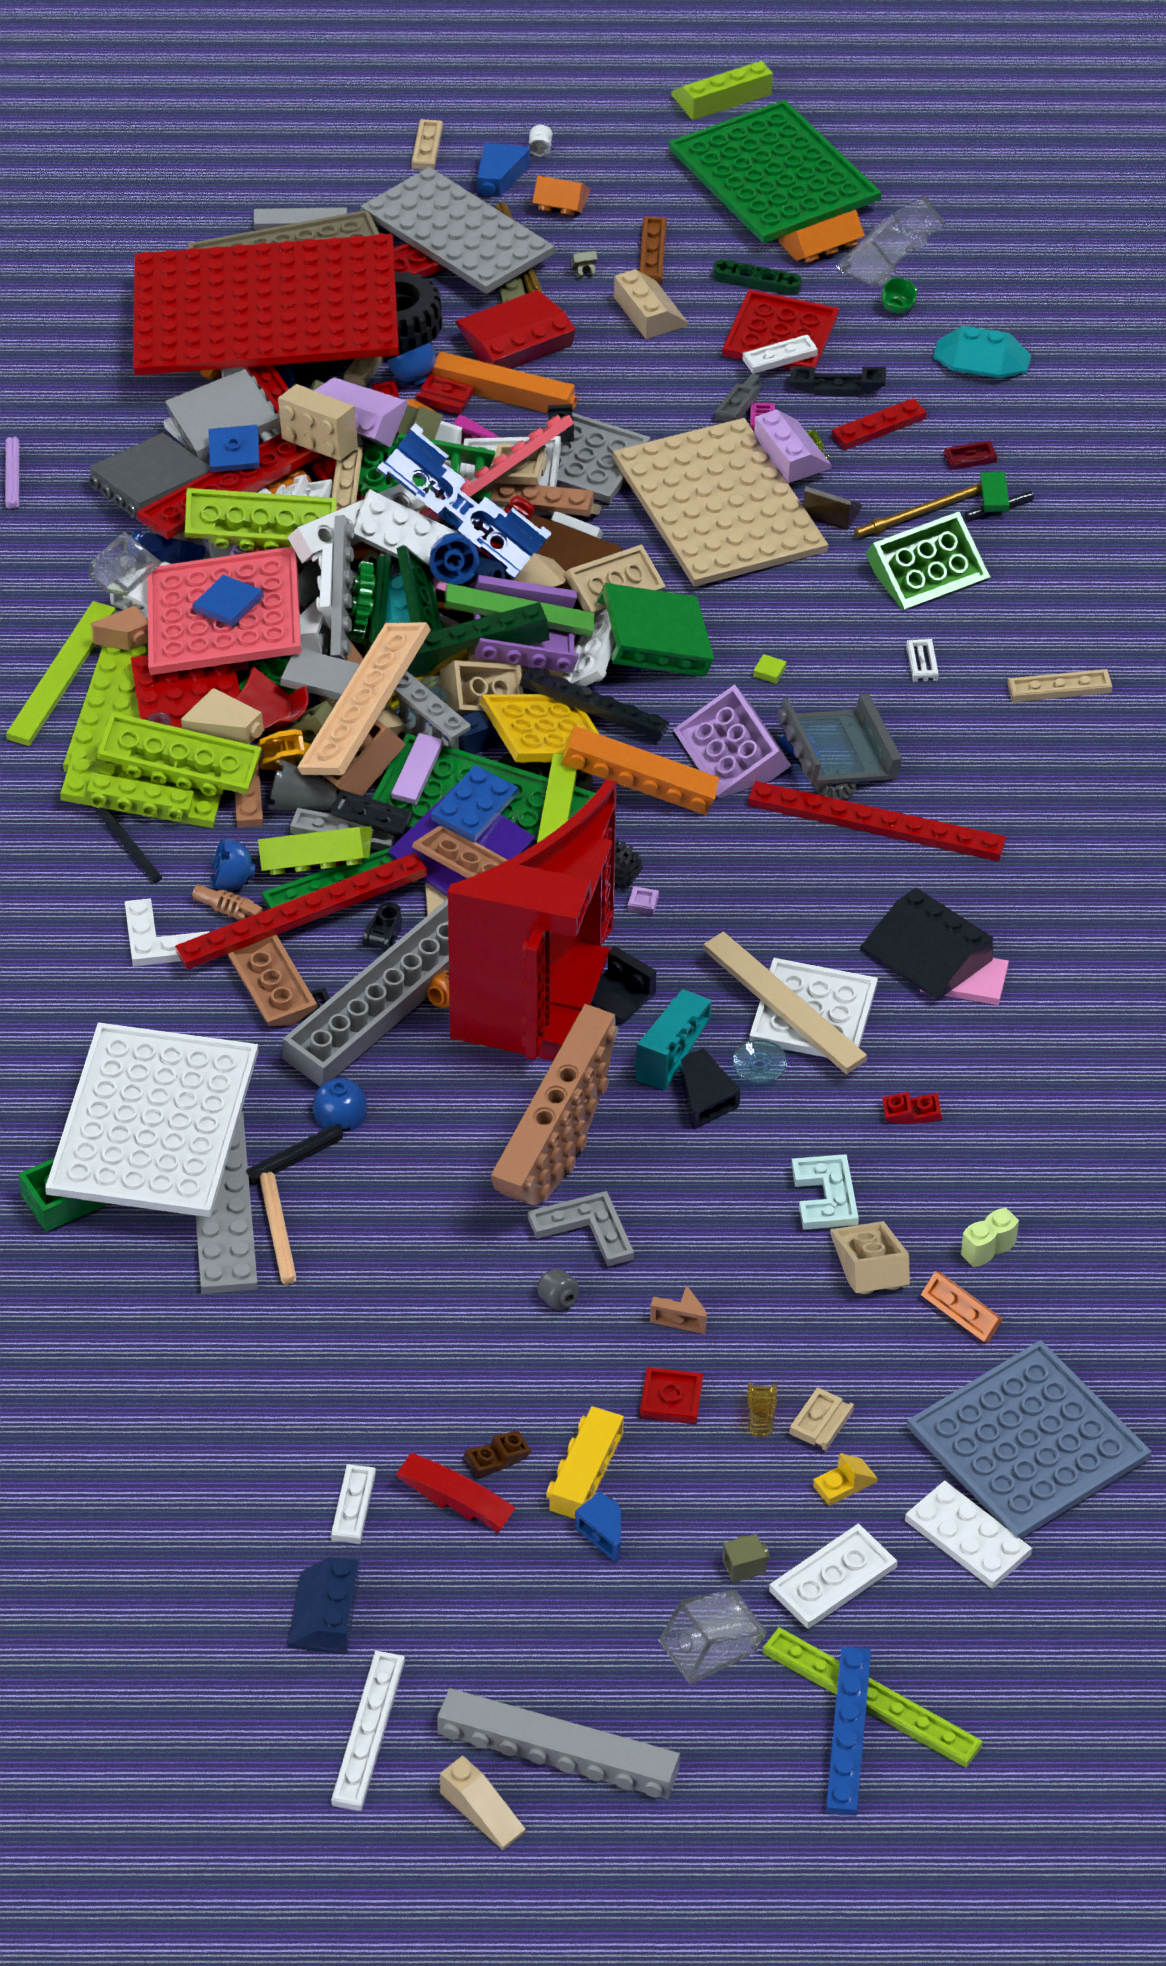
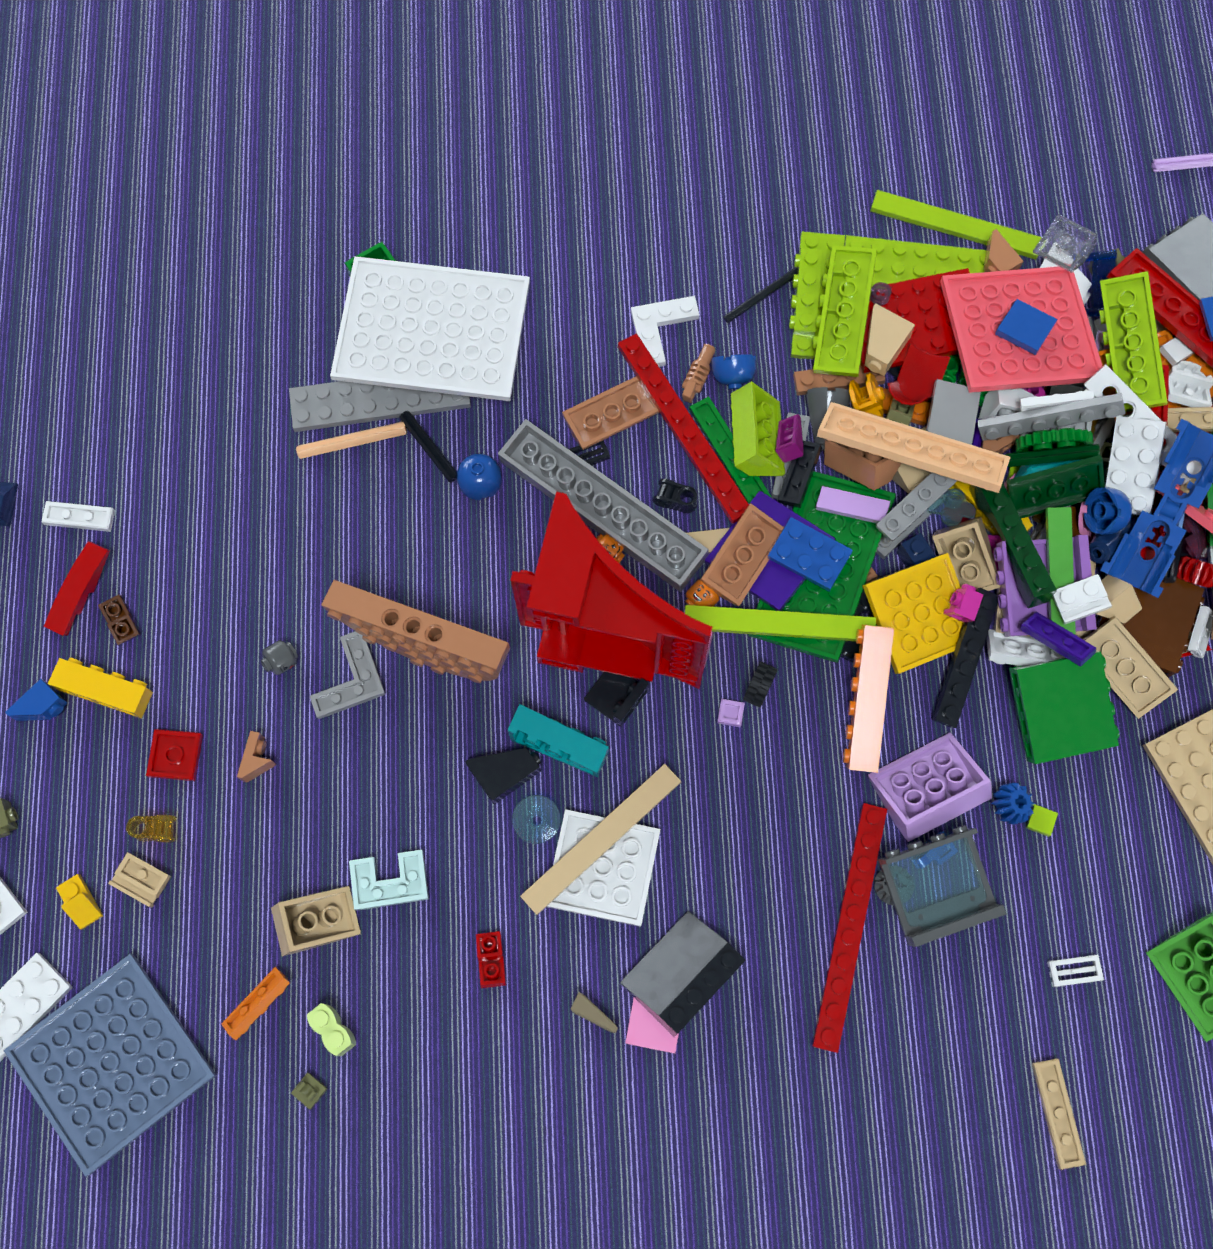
camera: 90 degrees right, 25 degrees up
(343, 813) = (789, 441): none -> magenta slope
(540, 688) = (964, 604): none -> dark pink brick
(548, 588) = (1081, 599): none -> white plate
(587, 615) = (1058, 639): none -> dark purple tile
(754, 681) = (1013, 803): none -> blue gear
(967, 1023) = (586, 1009): none -> dark tan slope
(1054, 1264) = (309, 1090): none -> olive tile

